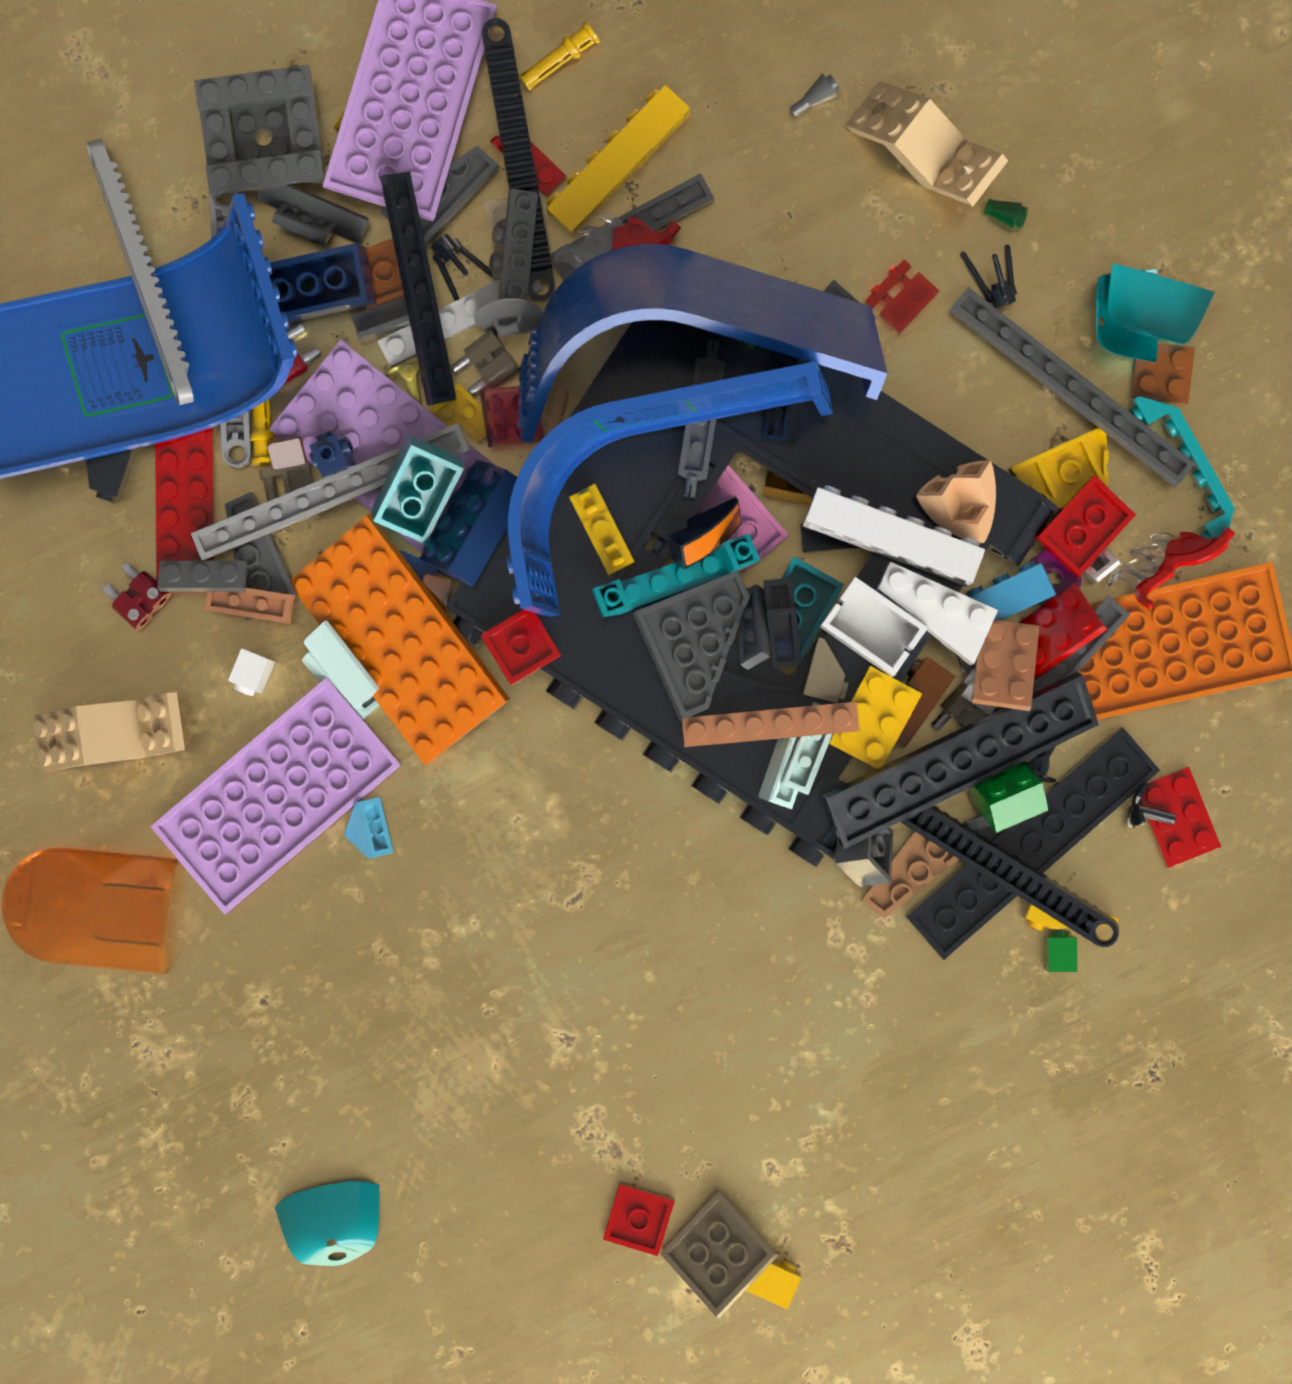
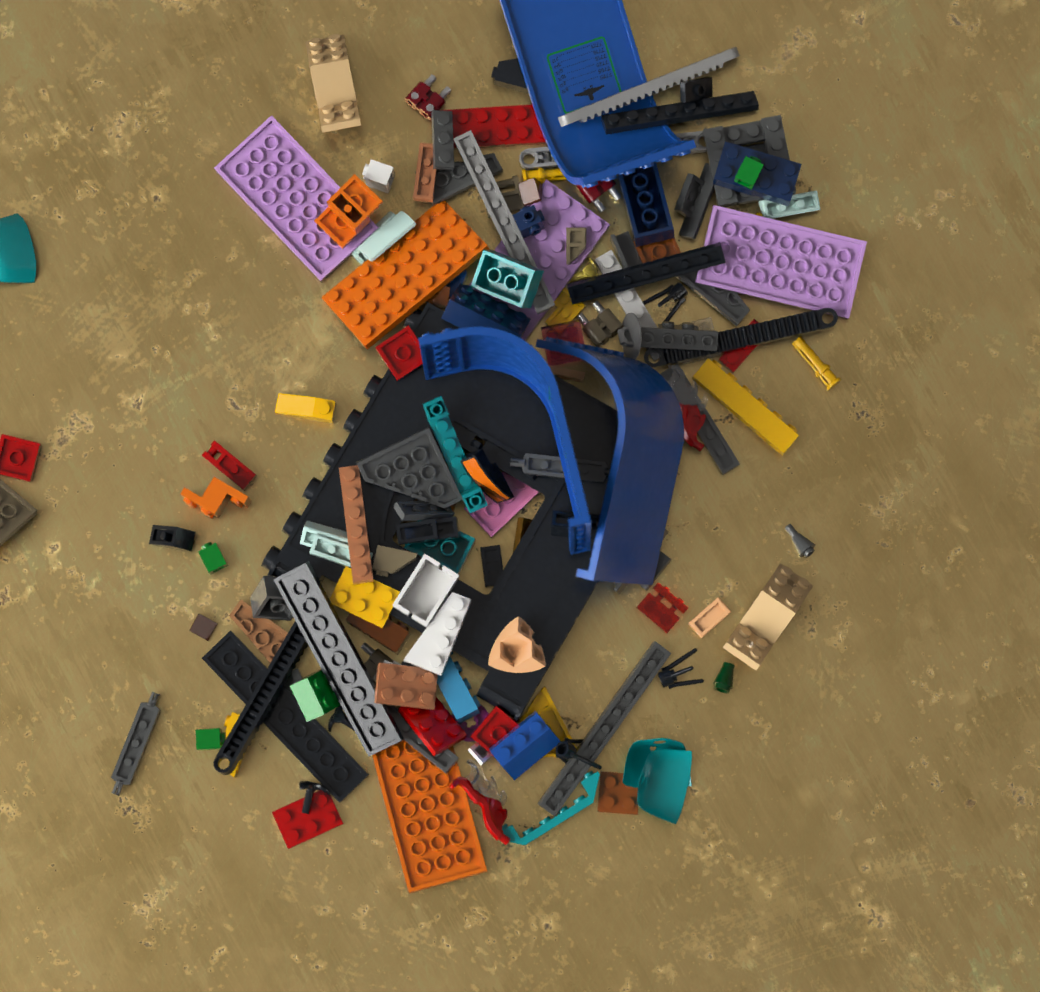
camera: 90 degrees right, 5 degrees down
(91, 908) = (214, 79): clear orange windscreen -> none
(147, 203) = (696, 89): none -> black plate
(180, 229) = (679, 112): none -> black plate
(282, 116) = (775, 181): none -> dark blue brick
(282, 121) = (749, 172): none -> green brick
(303, 717) = (348, 211): none -> orange bracket
(326, 78) = (799, 204): none -> light aqua slope
(366, 389) = (575, 243): none -> dark tan tile
(369, 829) = (276, 262): medium azure slope -> none
(586, 795) = (306, 407): none -> yellow slope
(601, 529) = (485, 404): yellow plate -> none
(665, 909) = (229, 465): none -> red plate
(715, 930) = (215, 498): none -> orange bracket
(767, 996) = (172, 537): none -> black slope
(798, 938) = (212, 557): none -> green brick
(894, 537) = (488, 601): white brick -> none
(898, 955) = (203, 627): none -> reddish brown slope
(918, 230) = (709, 617): none -> light nougat tile
(1061, 1060) = (135, 743): none -> dark grey plate
(1095, 500) = (524, 745): none -> blue slope
(1105, 438) = (566, 750): none -> black plant

